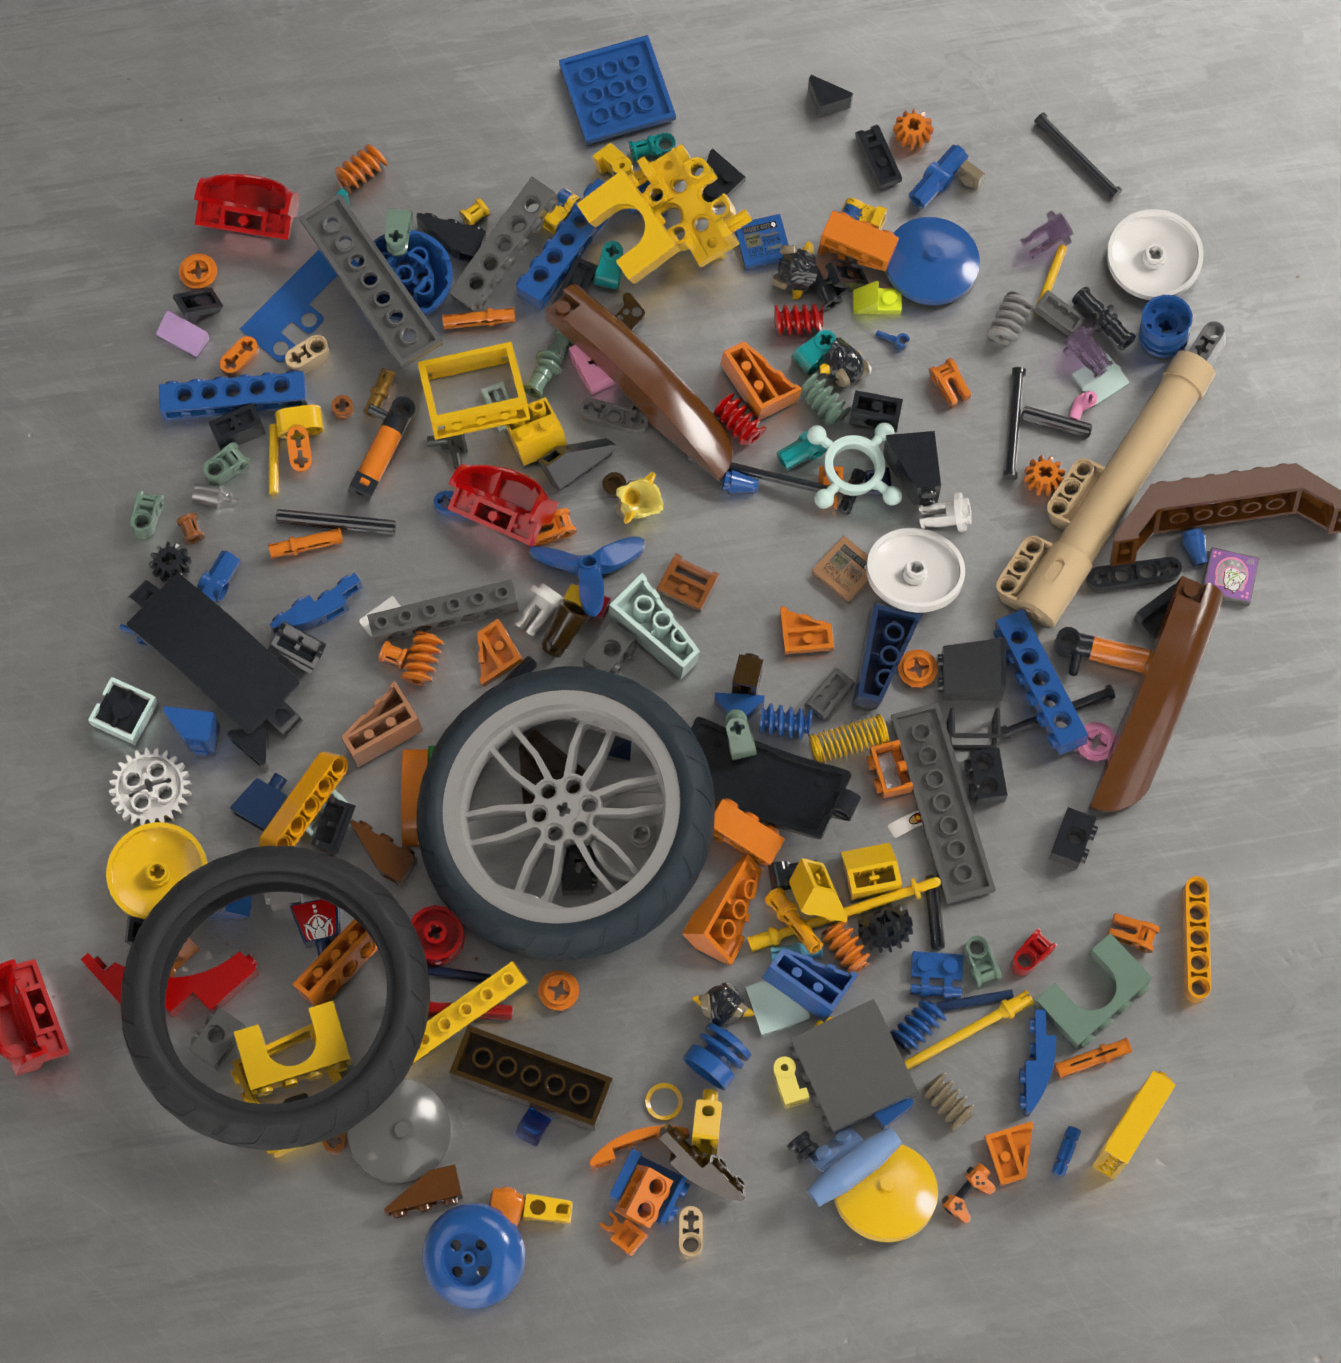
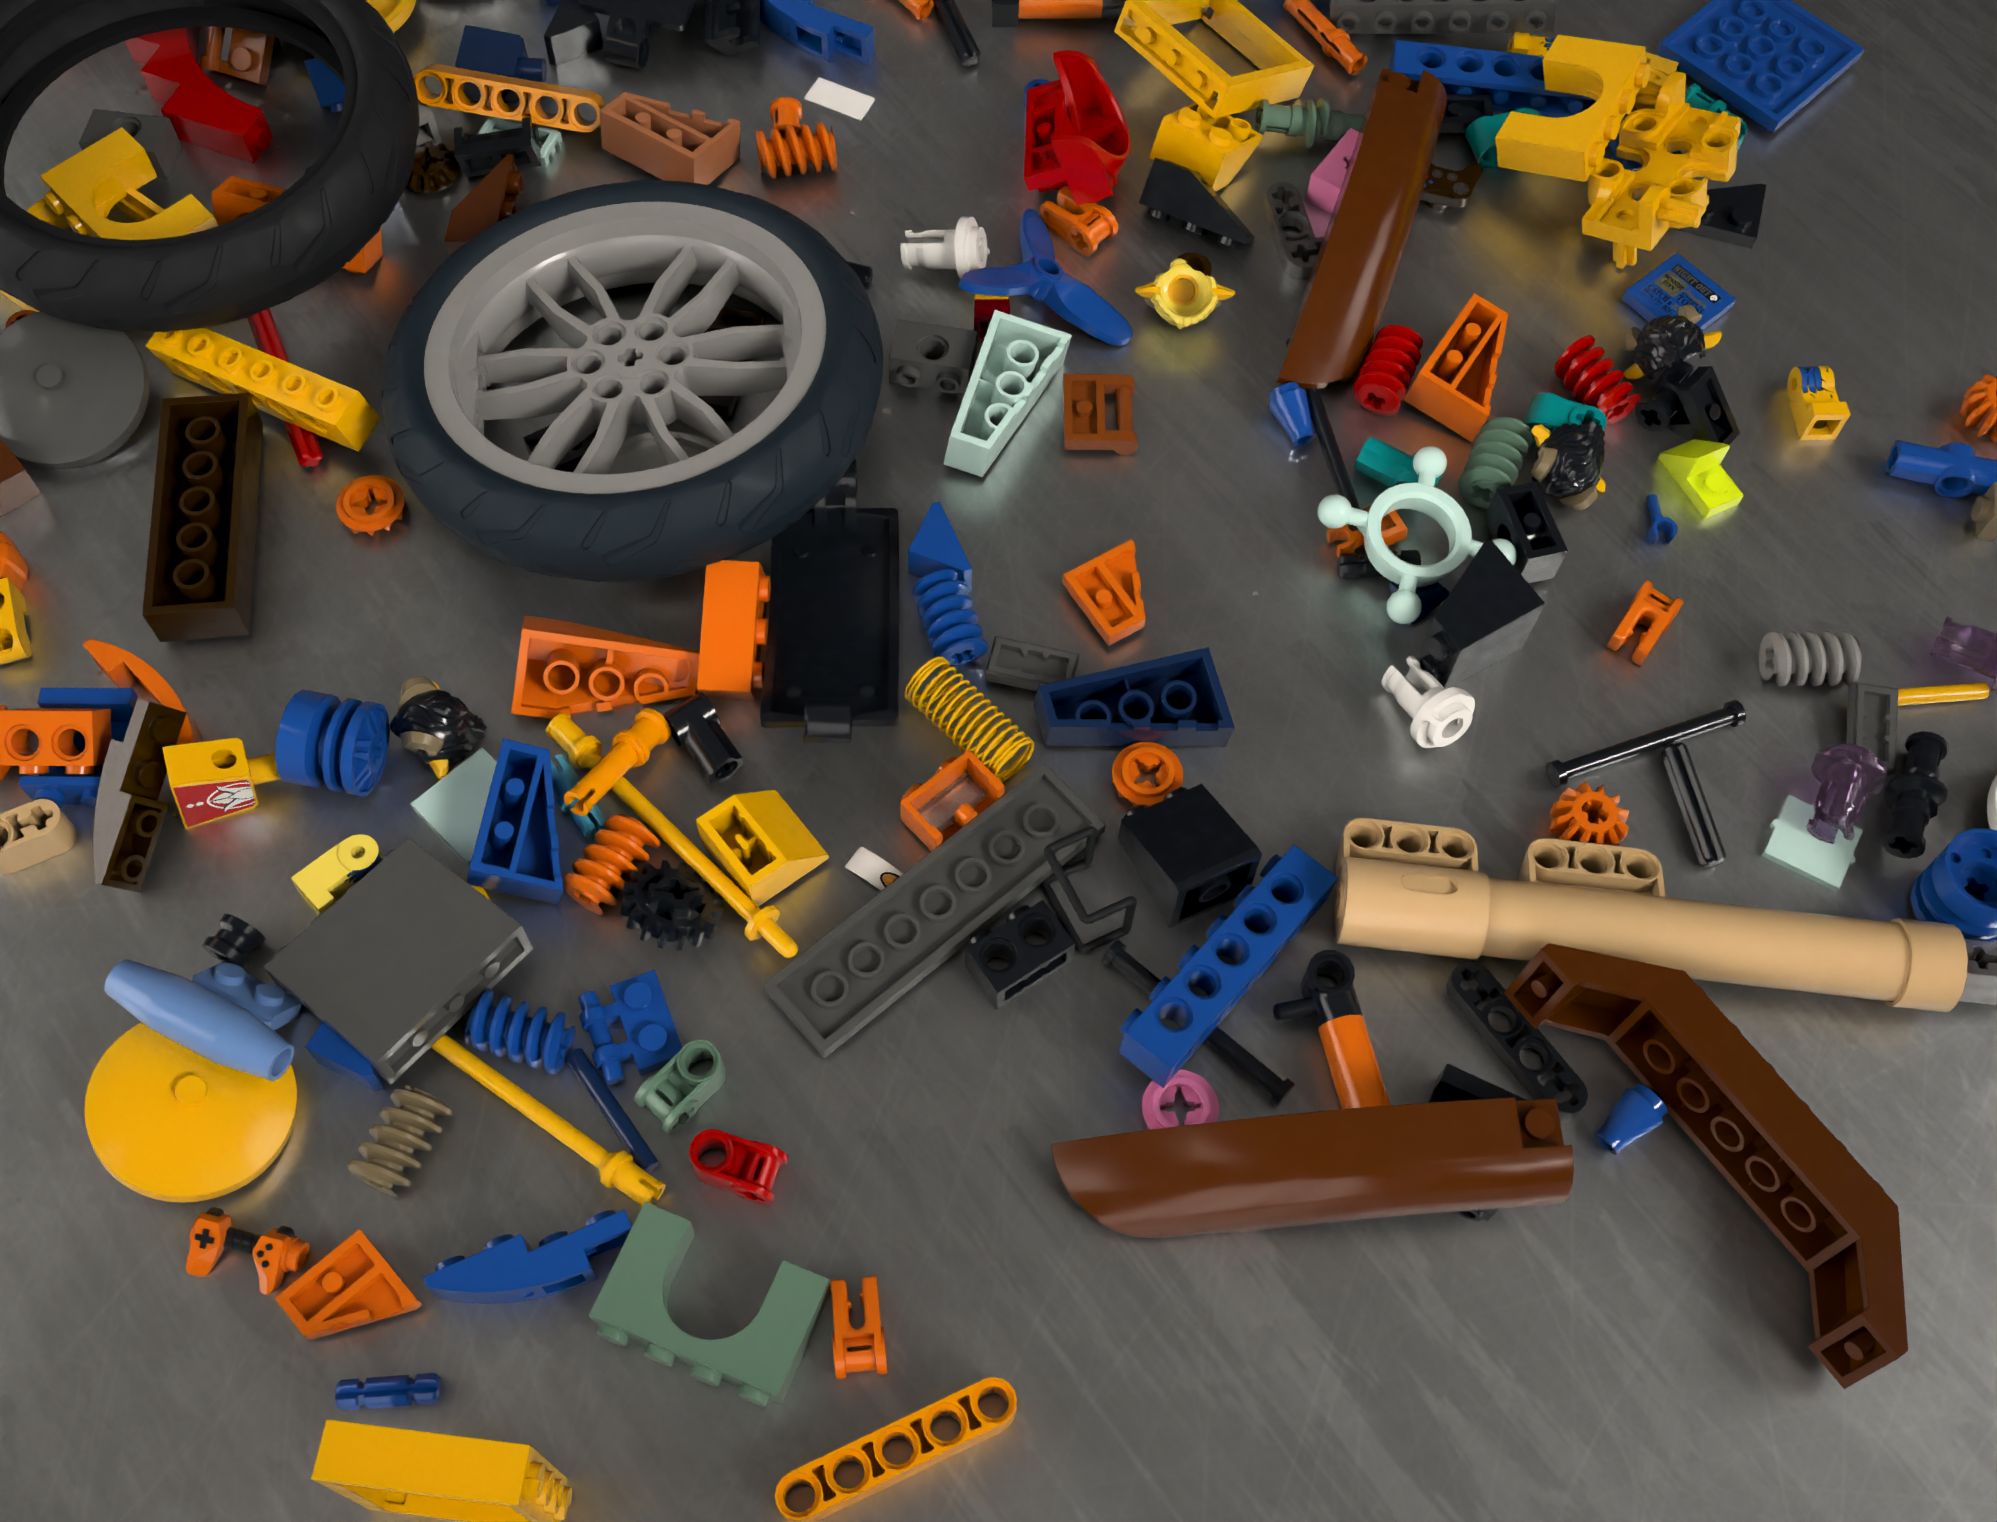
camera: 60 degrees right, 10 degrees down
(440, 921) = (369, 310): red wheel -> none
(443, 612) = (879, 148): dark grey brick -> none
(453, 445) = (1131, 74): pearl dark grey piece -> none
(457, 974) = (340, 353): dark blue bar -> none
(496, 652) = (863, 228): orange wing -> none
(532, 1127) = (131, 558): clear blue slope -> none
(563, 627) = (930, 278): dark brown plant -> none
(668, 1086) = (237, 695): yellow piece -> none
(739, 737) = (882, 561): sand green piece -> none
(747, 674) = (990, 531): dark brown brick -> none
(816, 891) = (676, 770): yellow slope -> none
(828, 97) = (1956, 286): black slope -> none
(843, 569) = (1250, 609): medium nougat tile -> none
(857, 241) = (1769, 391): orange wedge -> none
(879, 157) = (1919, 385): black plate -> none
(915, 570) = (1304, 694): white dish -> none
(933, 261) = (1818, 518): blue dish -> none
(935, 916) = (734, 981): black axle -> none
(1063, 849) = (1003, 1124): black brick -> none
(1064, 1067) = (627, 1403): orange pin -> none
(1082, 403) = (1749, 828): bright pink arm -> none
(1232, 574) = (1619, 1208): tile -> none

